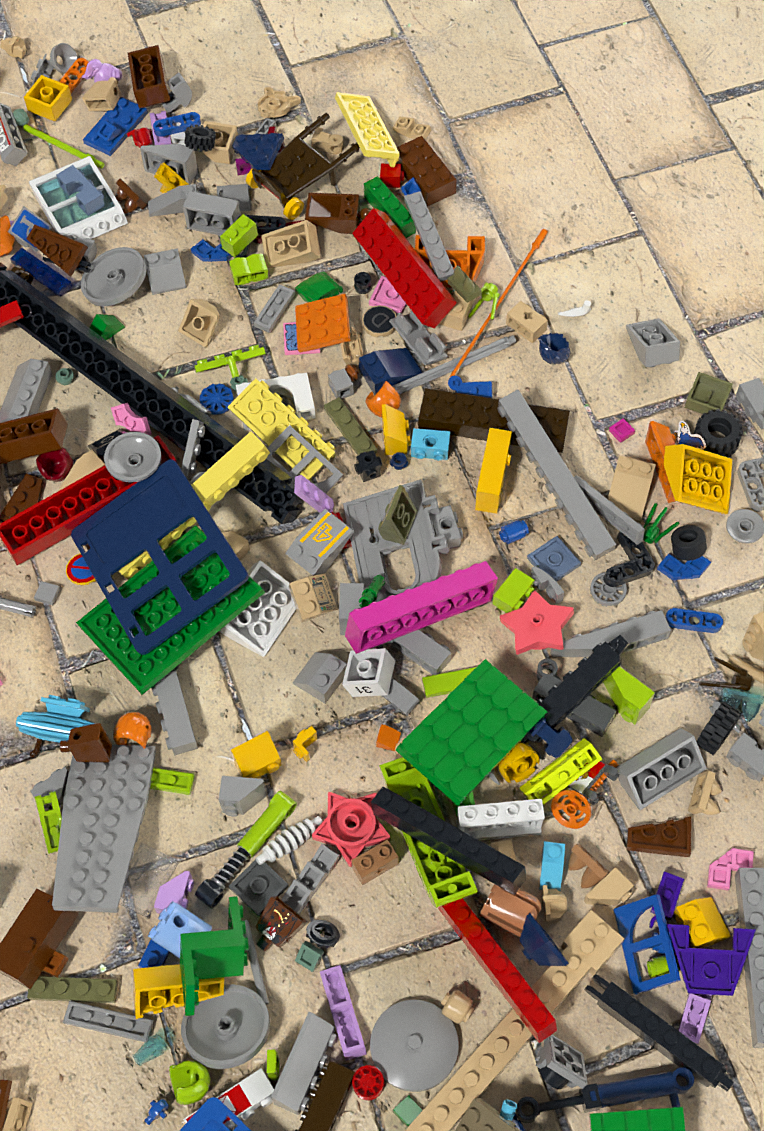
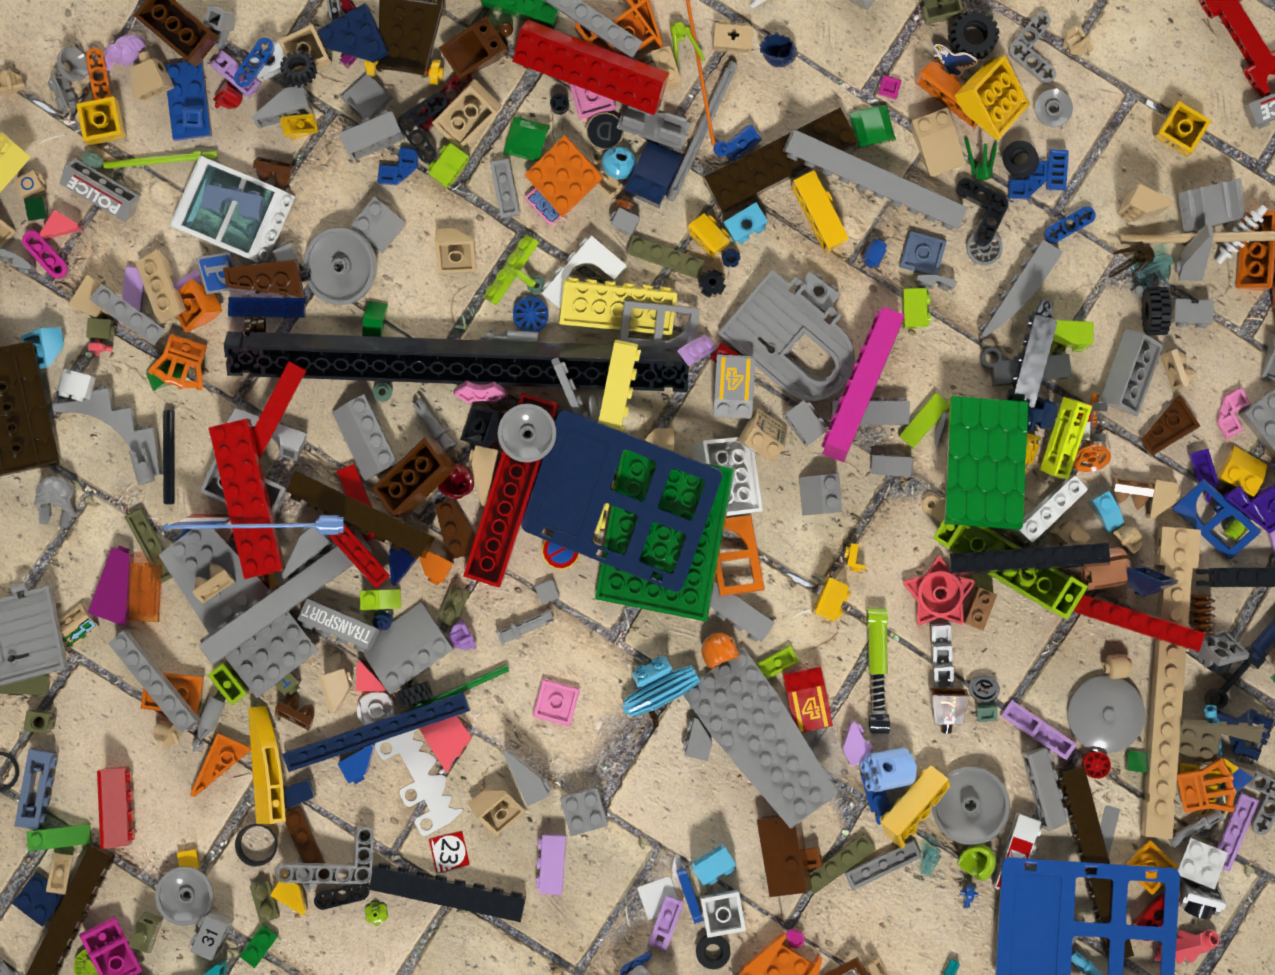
camera: 40 degrees left, 25 degrees up
(50, 820) = (722, 765): lime plate -> none
(76, 428) = (438, 432): none -> light grey pin
(88, 744) = (705, 685): reddish brown torso -> none
(168, 824) = (808, 699): none -> red slope
(171, 201) = (318, 145): light grey slope -> none
(212, 955) = (930, 770): green bracket -> none
(237, 658) = (744, 529): none -> orange window
(239, 235) = (420, 144): lime brick -> none
(240, 794) = (843, 637): light grey slope -> none
(255, 965) = (948, 744): light grey bar -> none
(257, 886) = (909, 690): dark grey plate -> none
(272, 1065) = (1026, 806): lime tile -> none
(289, 840) = (904, 640): white piece -> none
(366, 344) = (615, 167): none -> medium azure piece
(369, 673) = (861, 467): white brick -> none
(371, 593) = (817, 406): green pin -> none
(386, 395) = (678, 216): orange piece -> none
(387, 738) = (911, 504): orange slope -> none
(398, 517) = (784, 323): olive slope -> none
(464, 285) = (661, 49): olive tile -> none
(537, 624) = (959, 338): coral plate -> none
(571, 1018) = (1203, 613): none -> reddish brown piece
(585, 446) = (872, 126): none -> green slope
(611, 513) = (937, 178): light grey plate -> none
(720, 562) = (1064, 162): none -> blue slope

